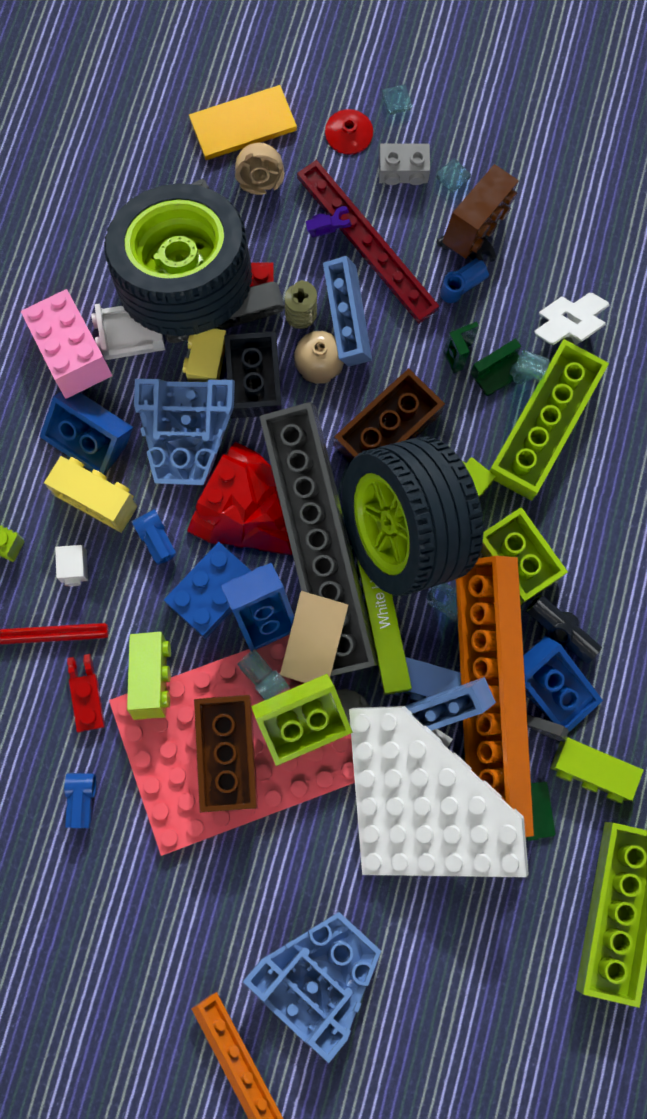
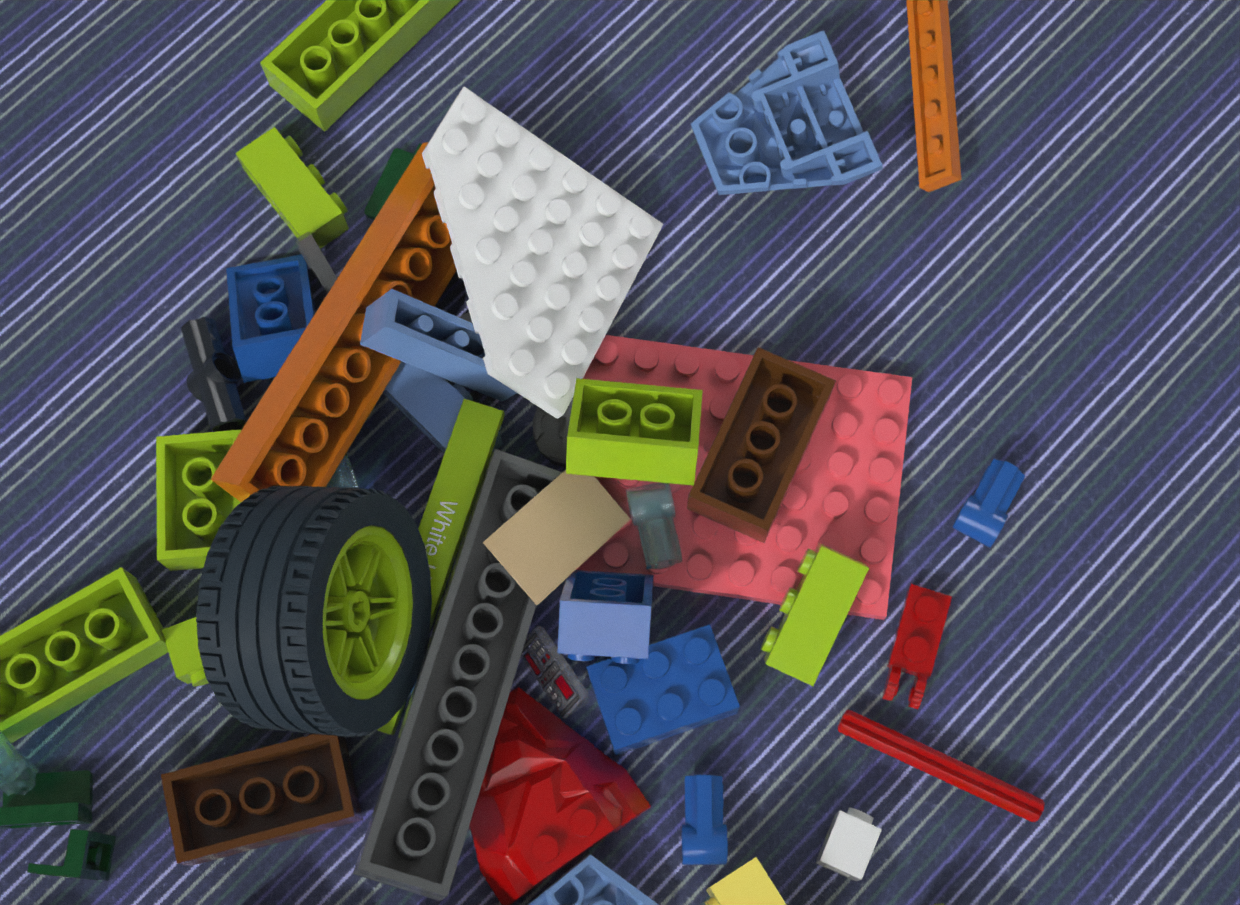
camera: 145 degrees left, 5 degrees down
(286, 574) = (553, 673): none -> slope

